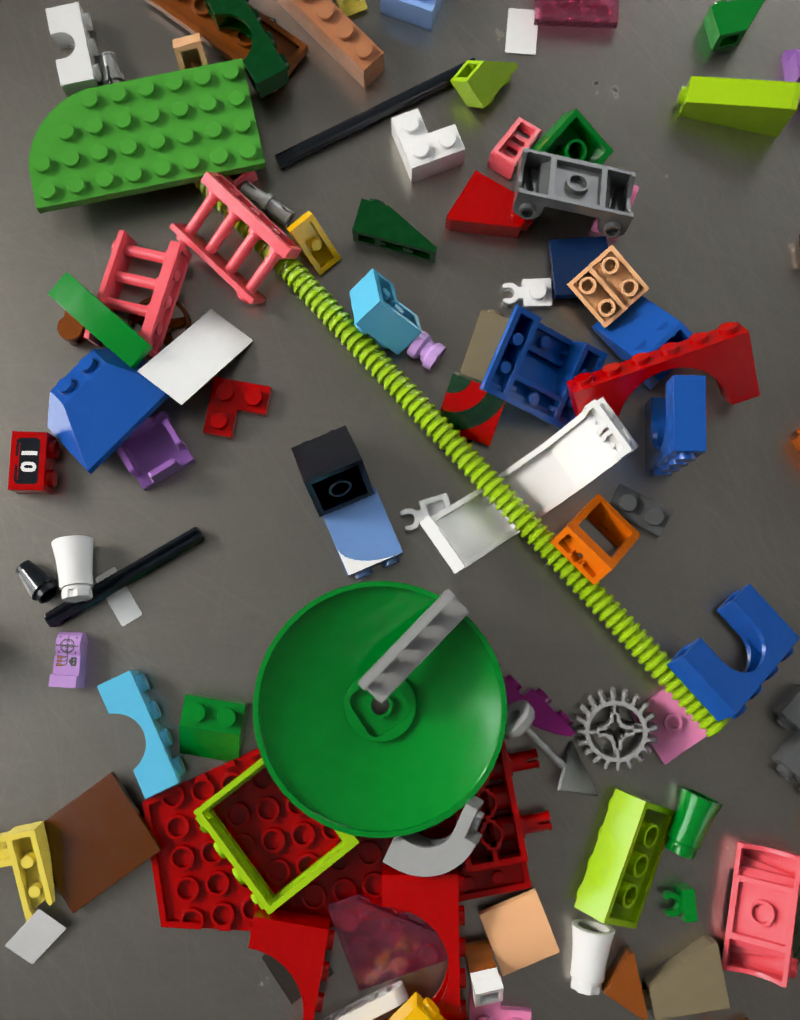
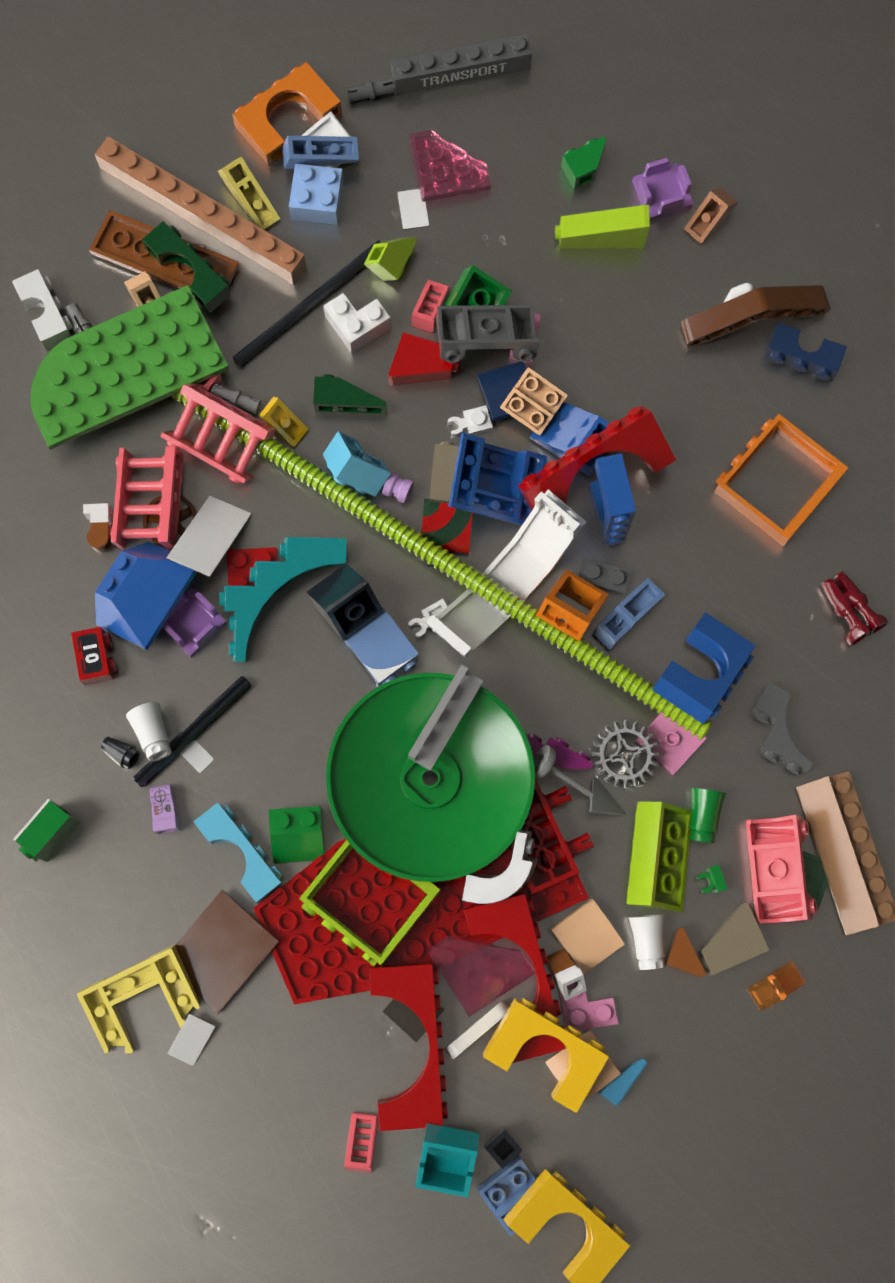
camera: 15 degrees left, 5 degrees down
(100, 320) = (124, 524): green slope -> none
(219, 443) = (246, 601): none -> teal arch
(657, 562) = (628, 613): none -> medium blue slope

